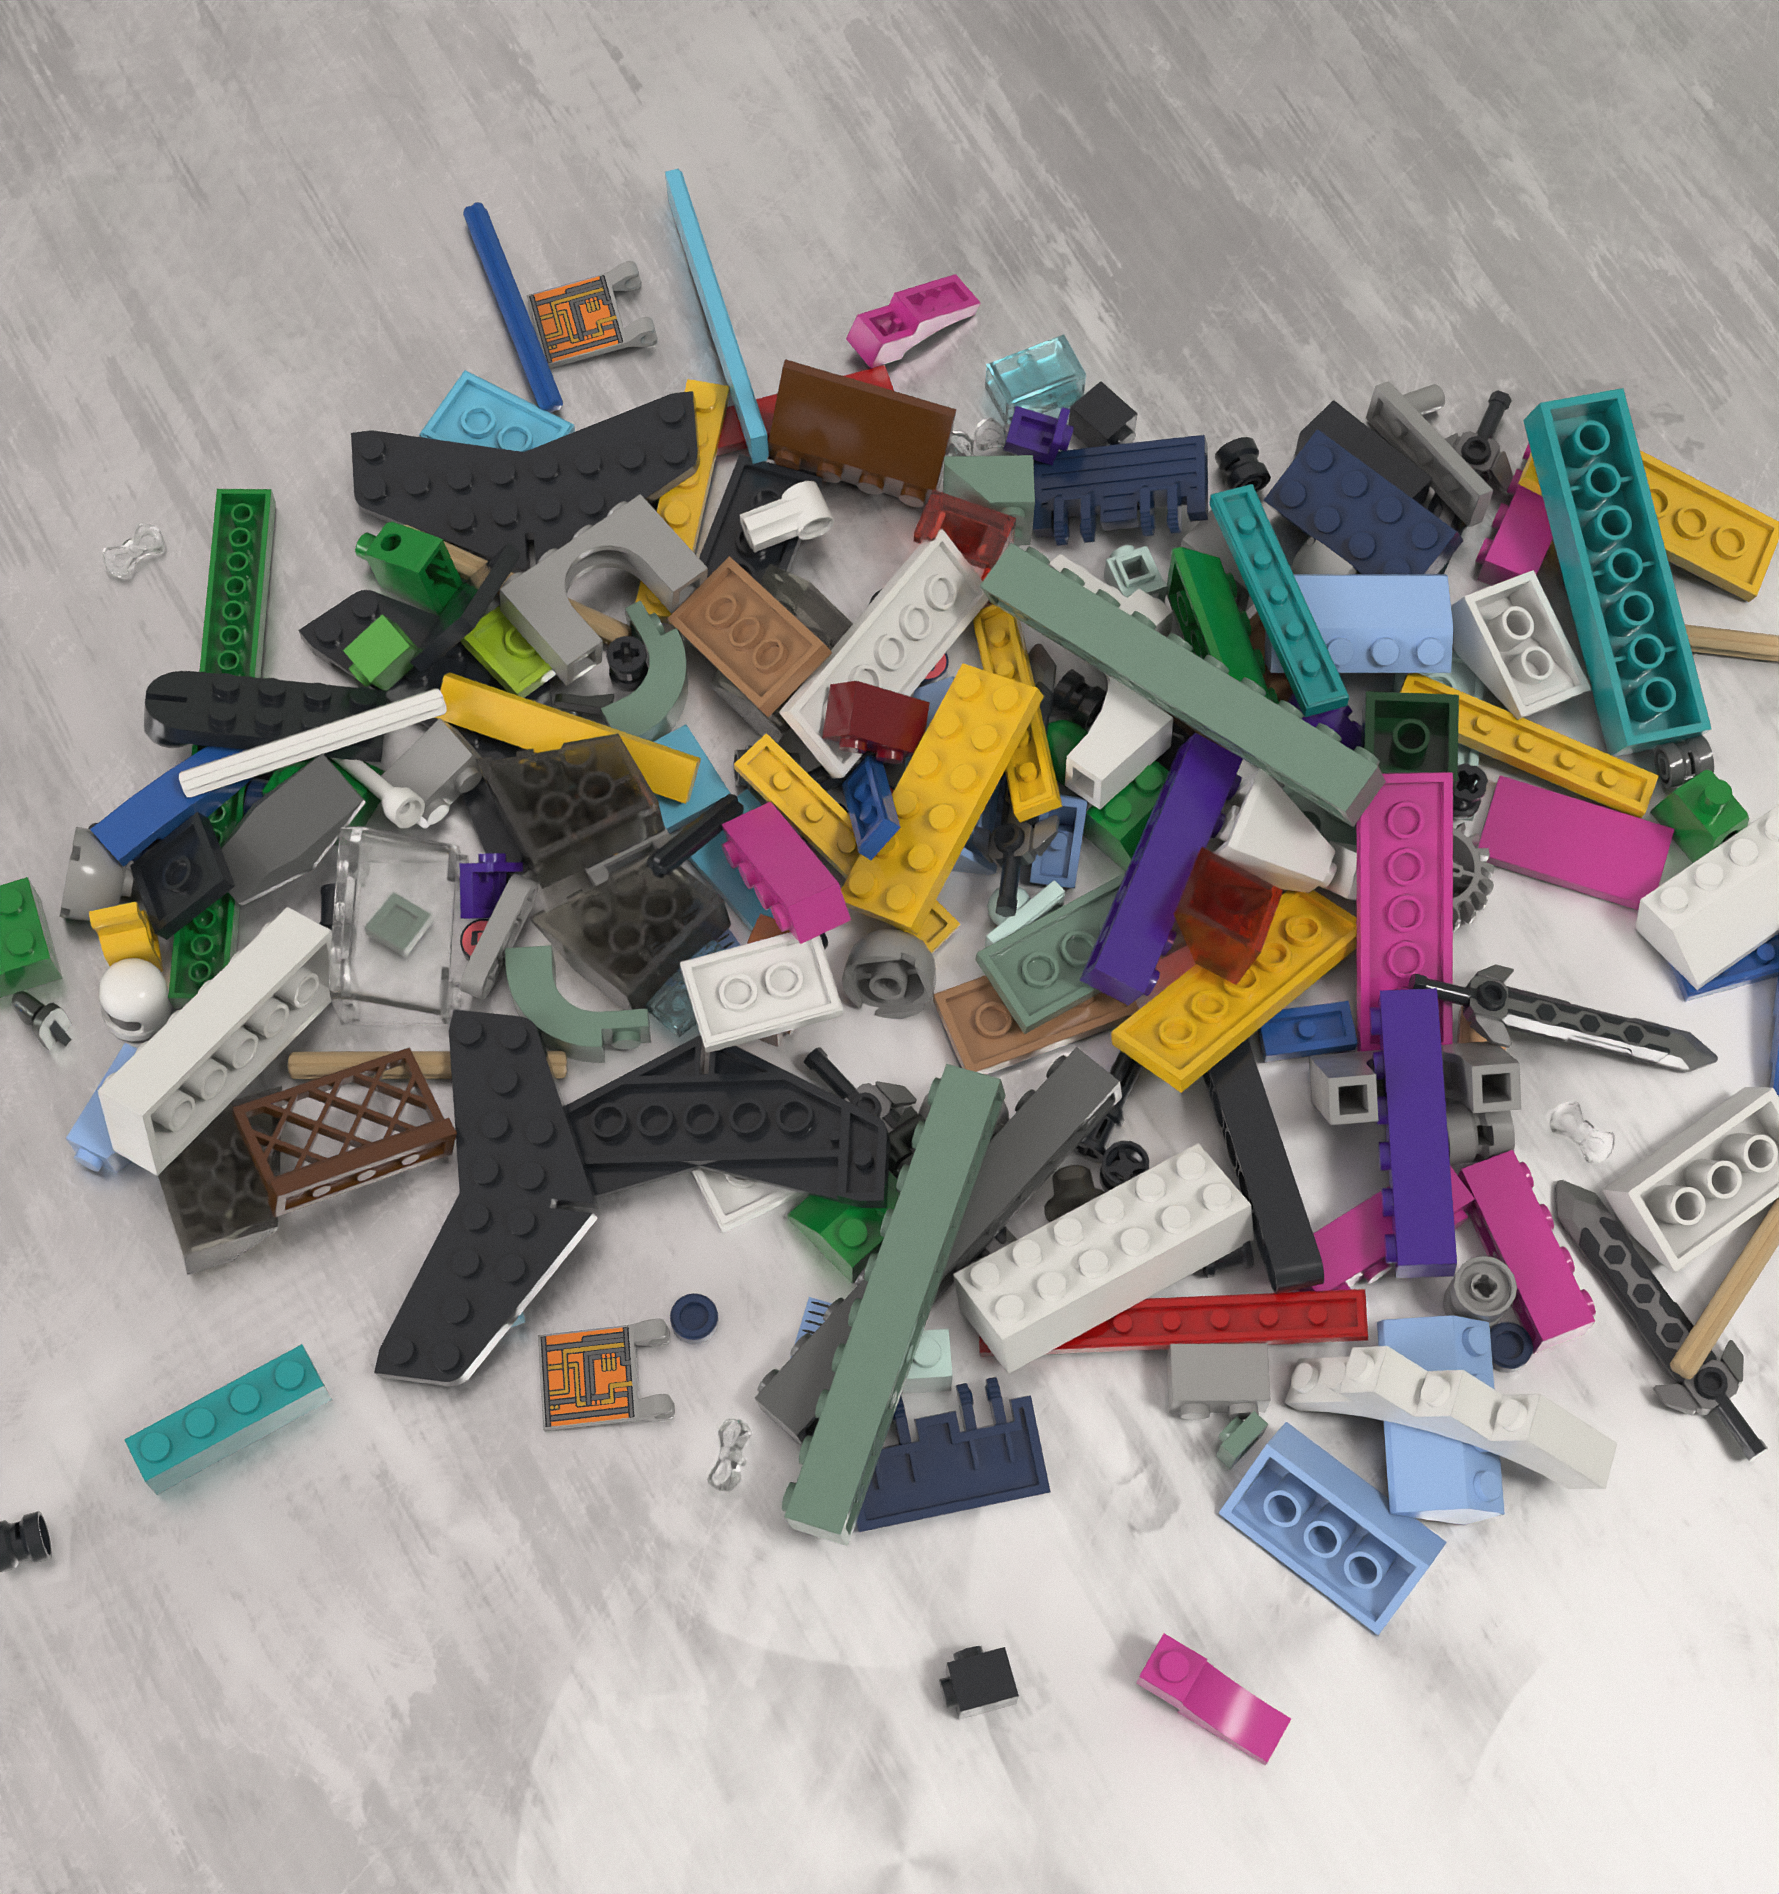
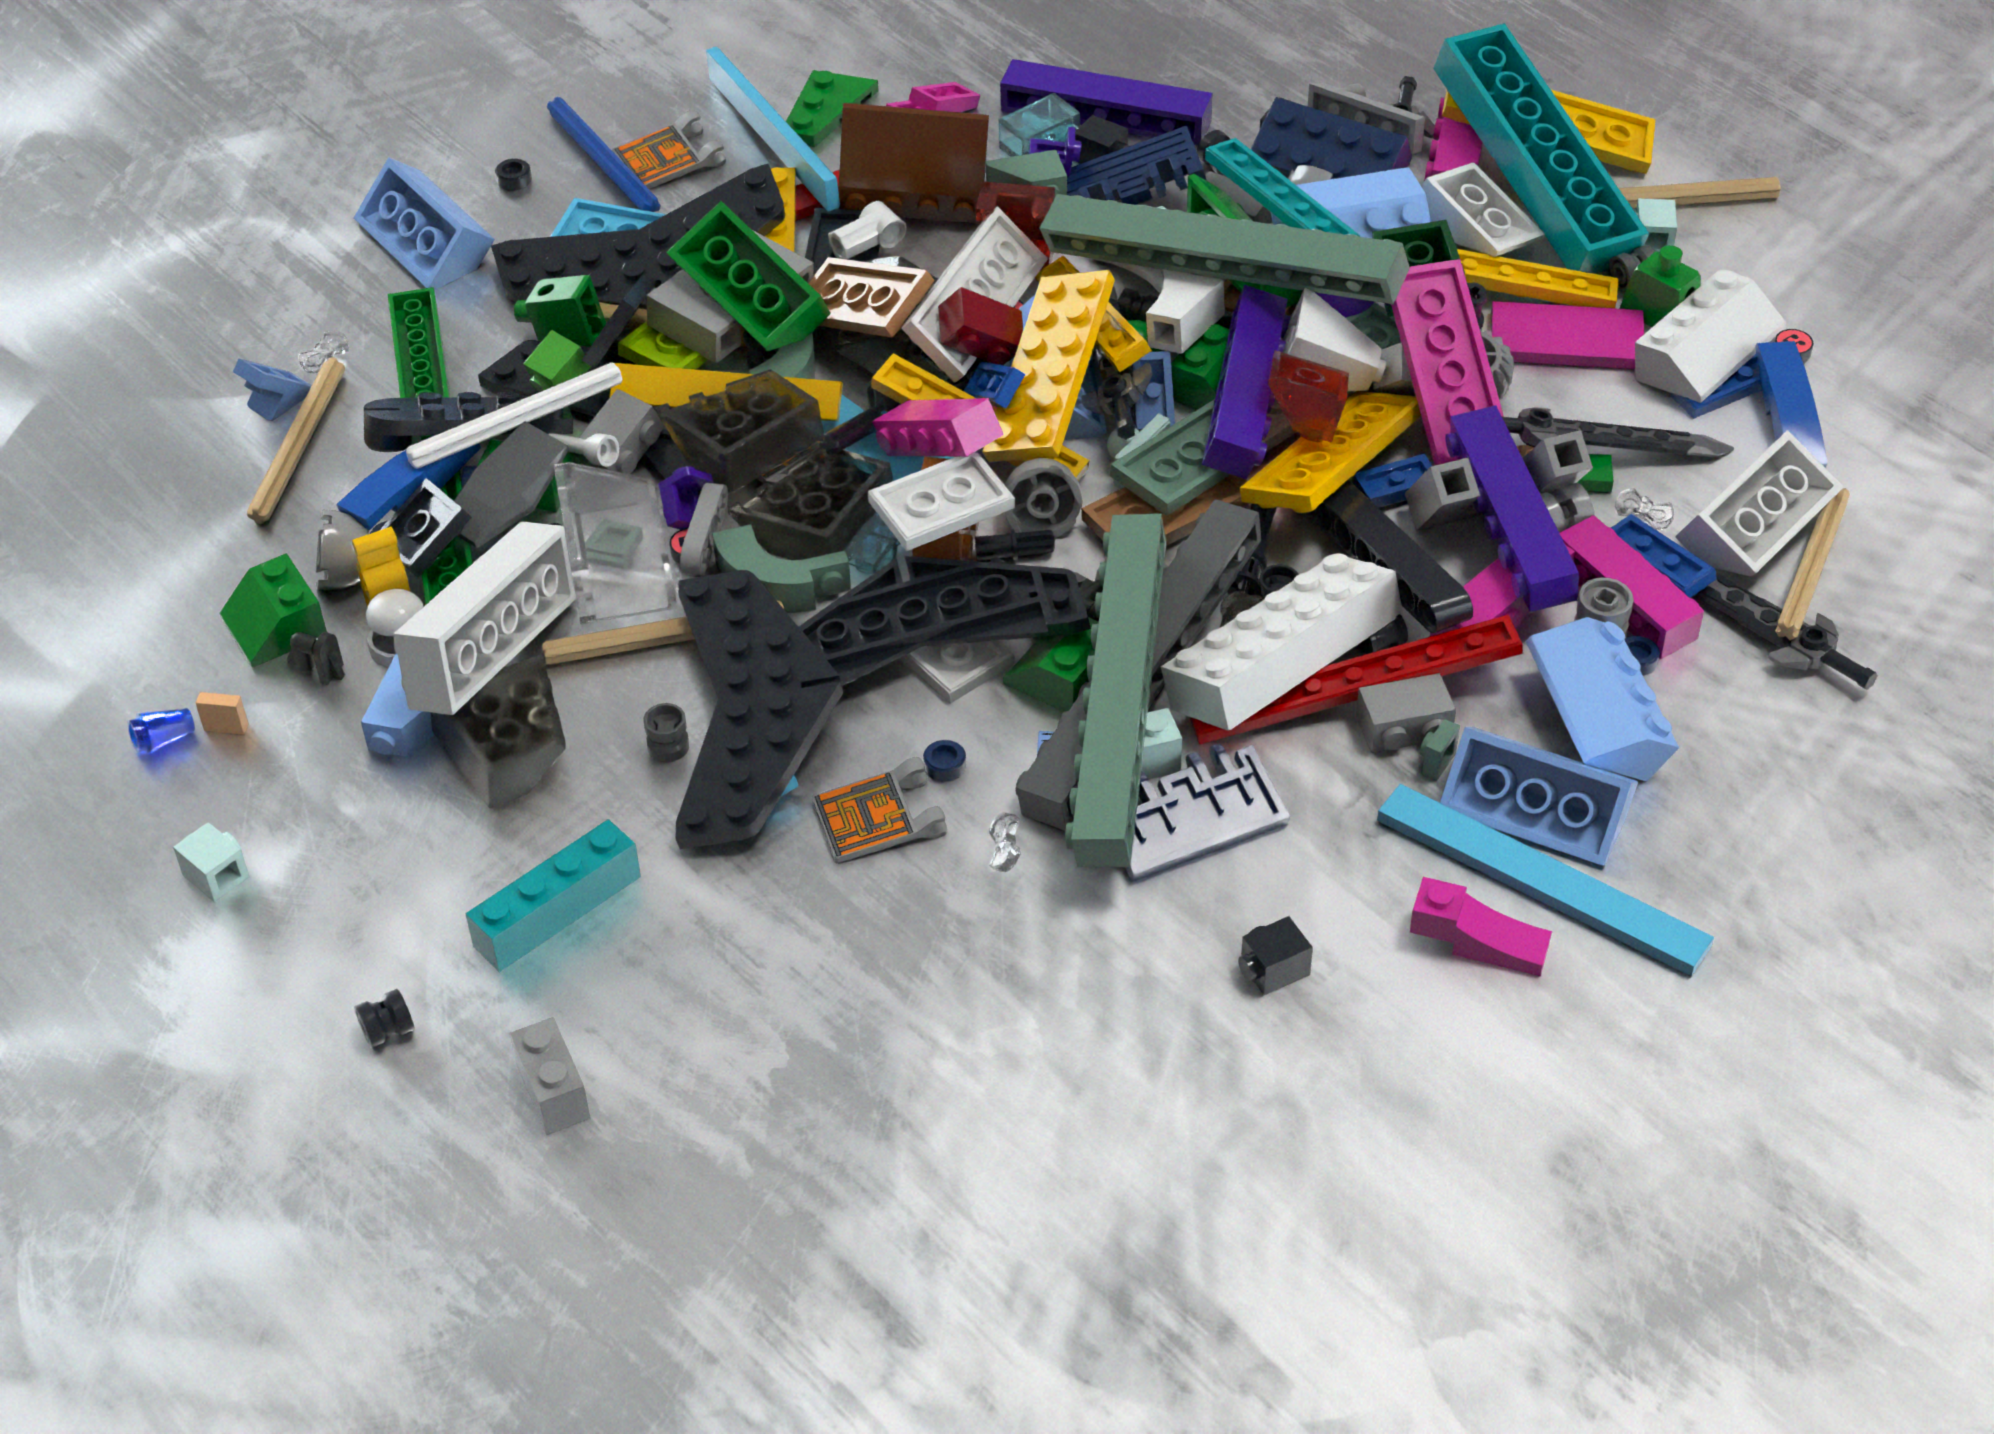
camera: 10 degrees left, 20 degrees down
(64, 600) = (272, 388): none -> medium blue slope
(77, 683) = (295, 441): none -> tan axle
(175, 1662) = (550, 1075): none -> light grey brick
(280, 381) = (422, 226): none -> light blue slope
(350, 1168) = (615, 690): reddish brown fence -> none
(393, 1207) = (666, 732): none -> dark grey wheel
(403, 312) = (513, 174): none -> black tile
(619, 596) = (749, 279): none -> green slope
(790, 276) = (821, 103): none -> green wing
(852, 1027) = (1014, 544): none -> black axle
(1129, 350) = (1135, 104): none -> dark purple brick
(1307, 1640) = (1546, 879): none -> medium azure tile
(1459, 1406) = (1613, 660): white arch -> none
(1540, 1062) = (1600, 476): none -> green tile
(1575, 1216) = (1669, 558): none -> blue tile
(1730, 698) = (1659, 220): none -> light aqua brick

